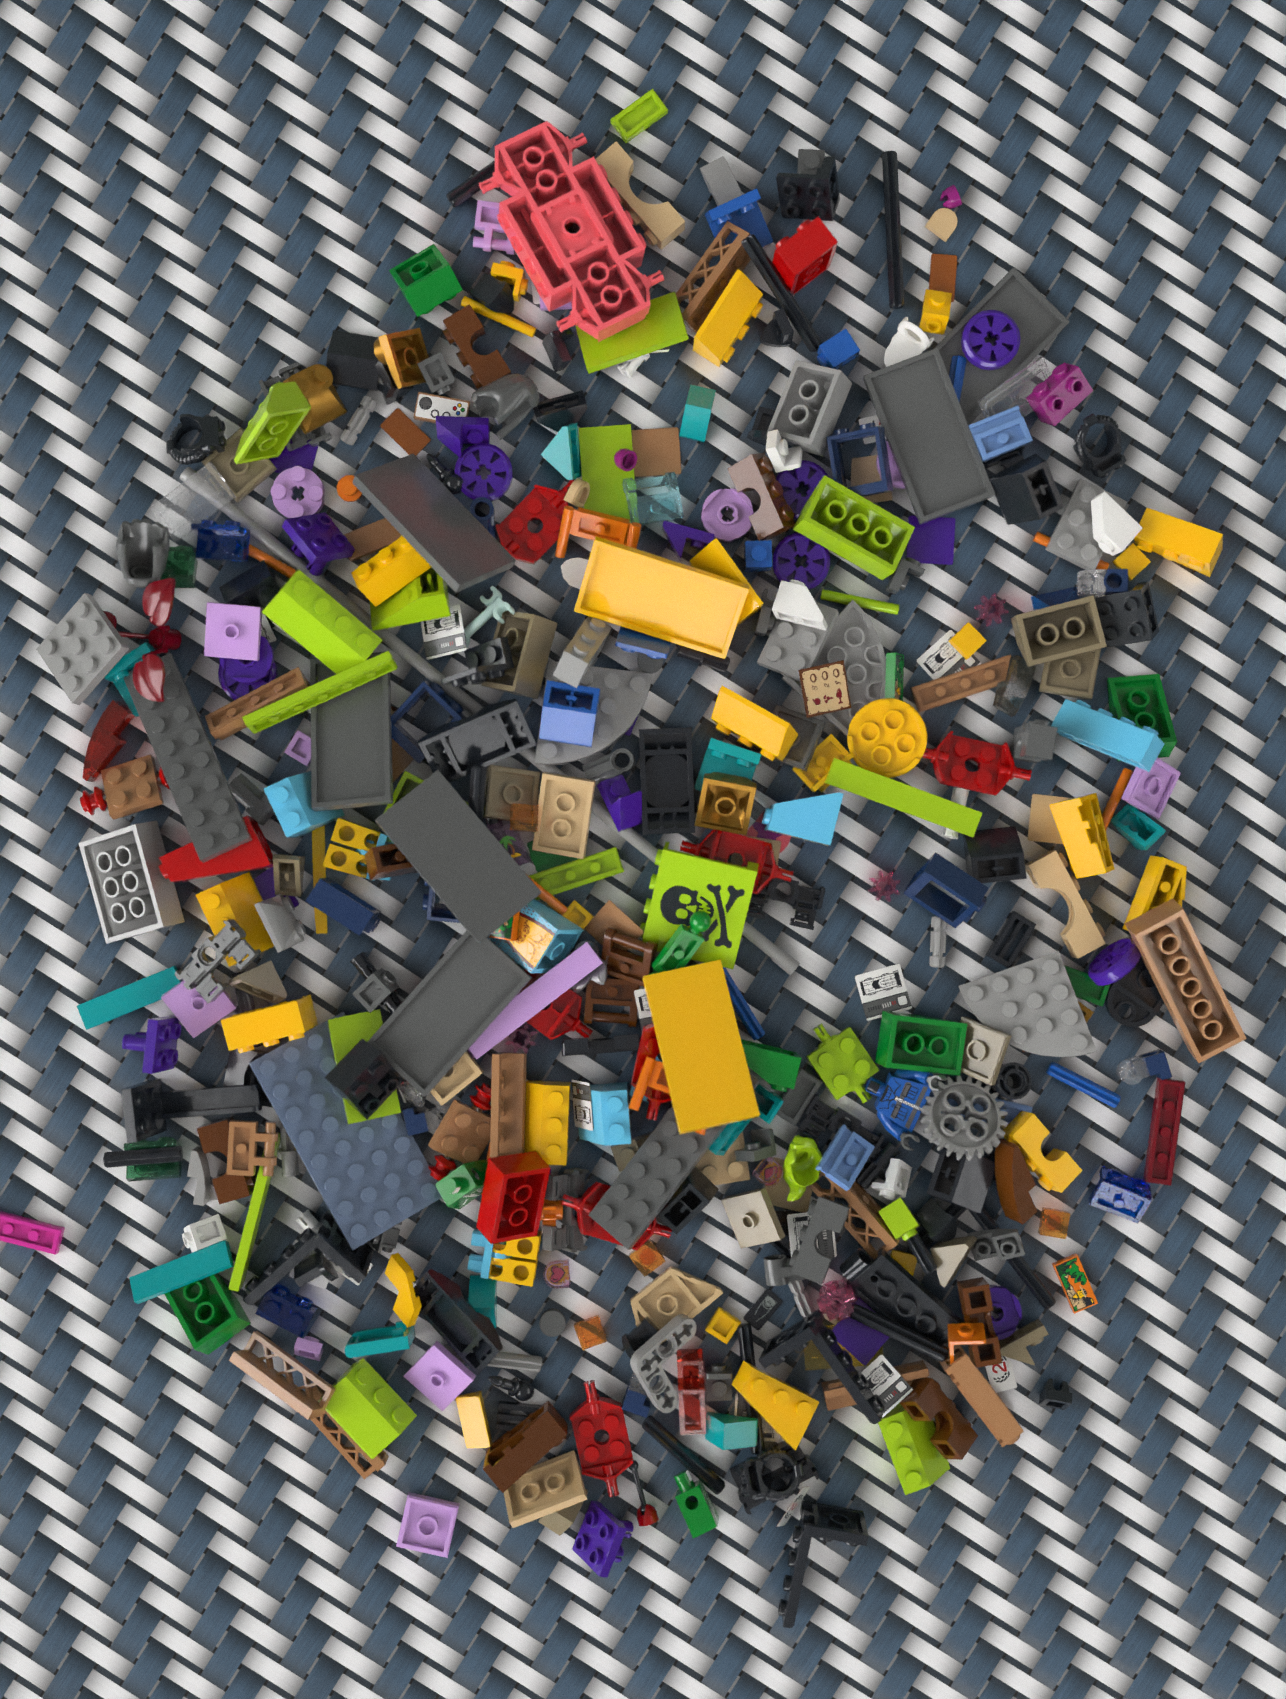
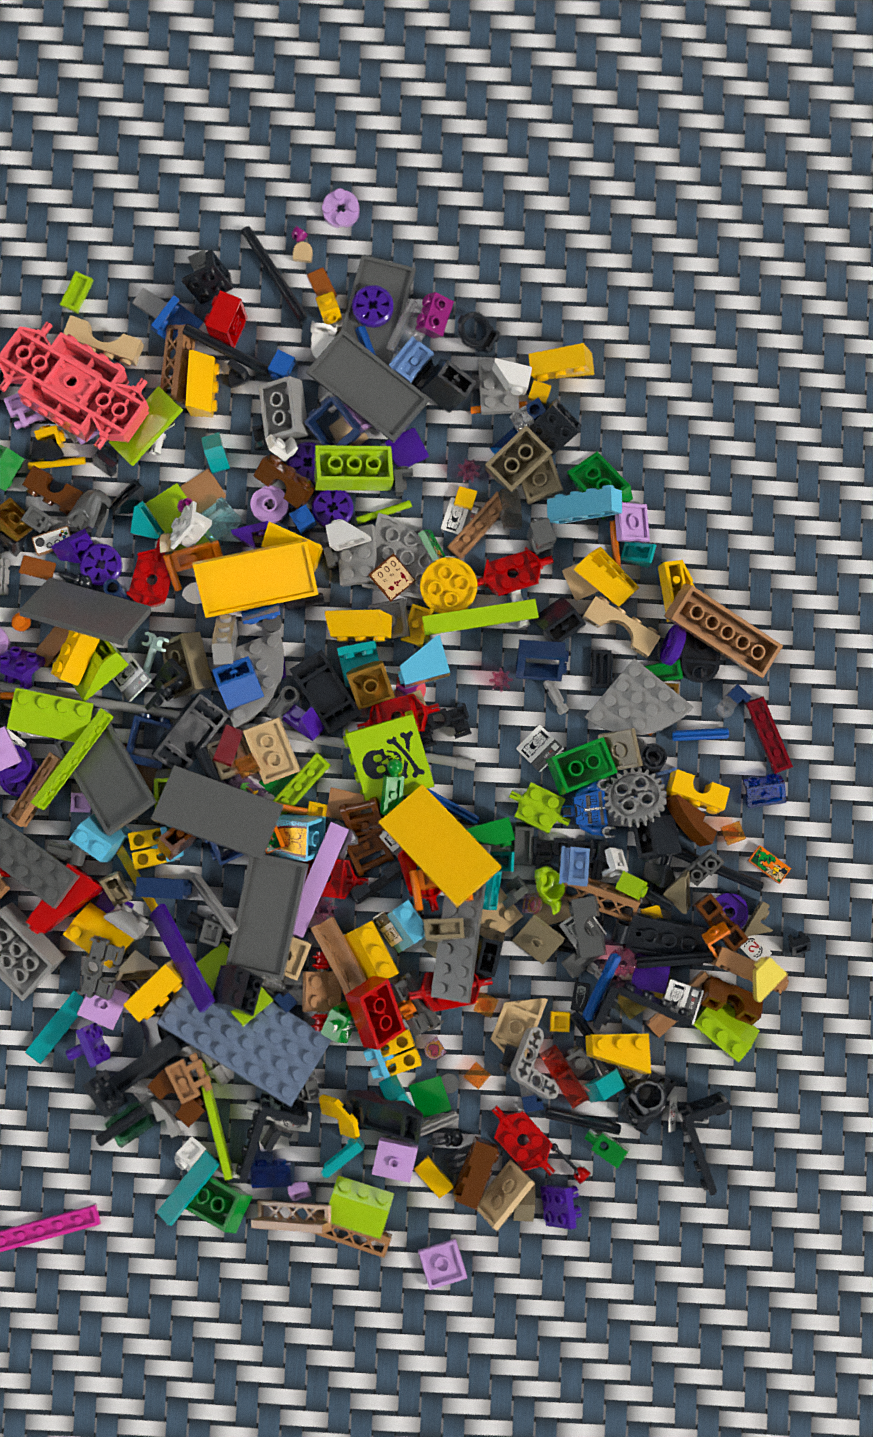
camera: 30 degrees left, 5 degrees down
(187, 1131) = (141, 1092): none -> clear slope
(321, 1003) = (182, 958): none -> dark purple tile
(394, 960) = (214, 904): none -> light grey axle
(515, 780) = (228, 745): none -> dark red tile
(521, 1326) = (430, 1096): none -> green sticker
(615, 488) = (189, 527): none -> white bracket
(649, 1149) = (443, 929): none -> dark tan slope
(795, 1315) = (601, 986): none -> blue axle
(996, 1421) = (766, 977): none -> light yellow slope
(1013, 208) = (338, 198): none -> lavender plate

